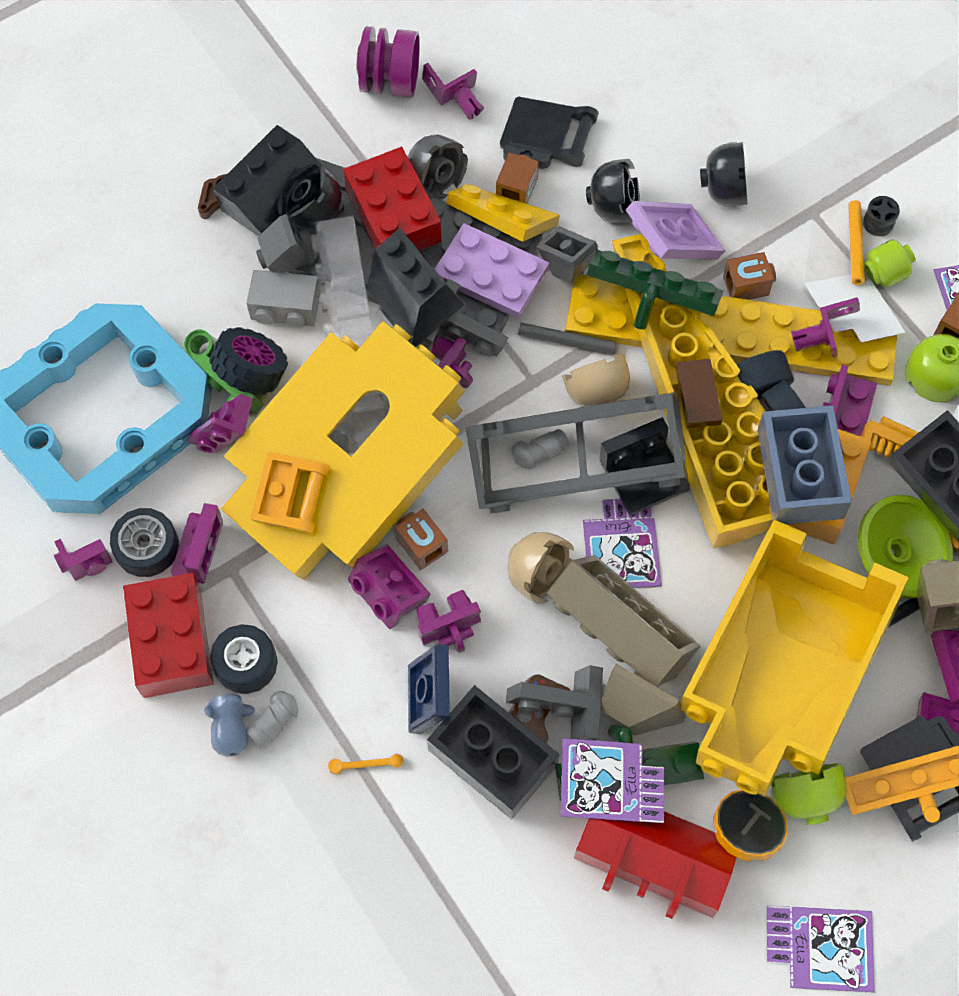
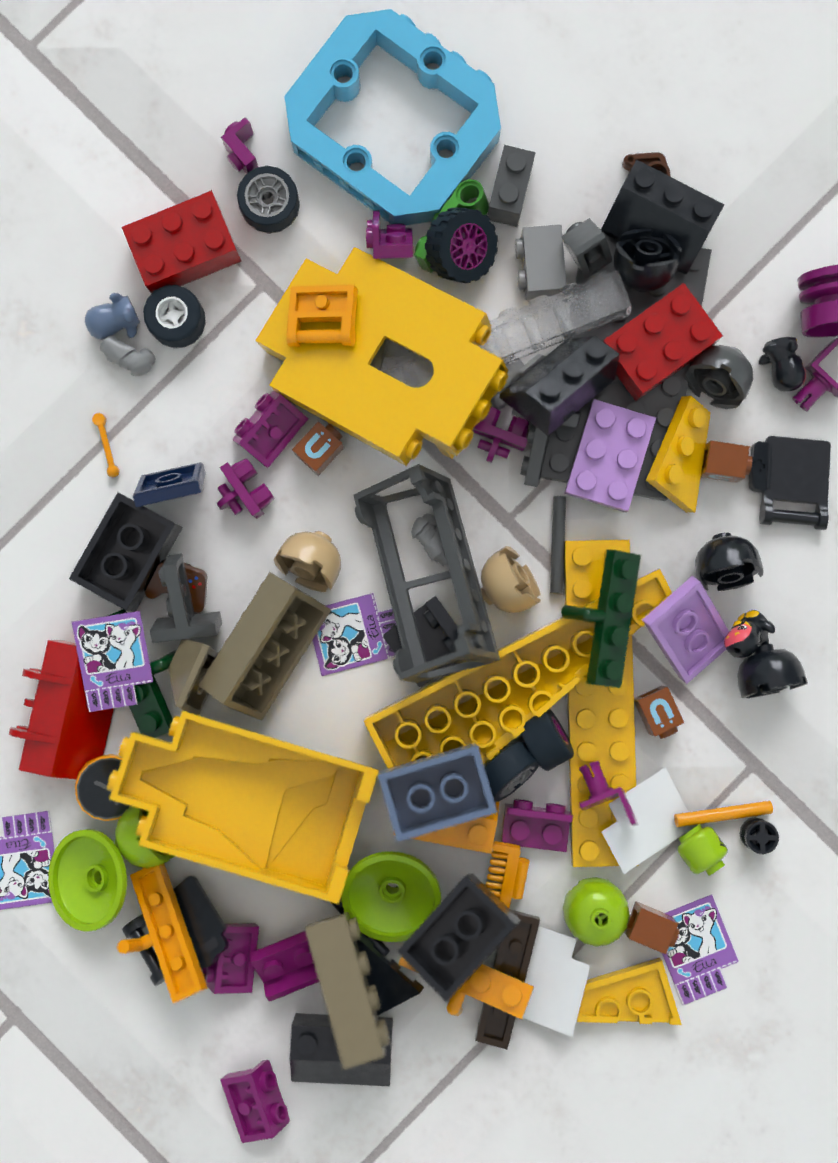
camera: 80 degrees right, 20 degrees up
(198, 308) = (510, 185): none -> dark grey brick
(198, 543) = (272, 247): magenta bracket -> none
(439, 114) = (787, 367): none -> black animal
(567, 253) = (642, 525): dark grey slope -> none
(686, 187) = (747, 633): none -> black animal
(698, 393) = (502, 680): reddish brown tile -> none
(857, 883) = (87, 880): none -> lime dish

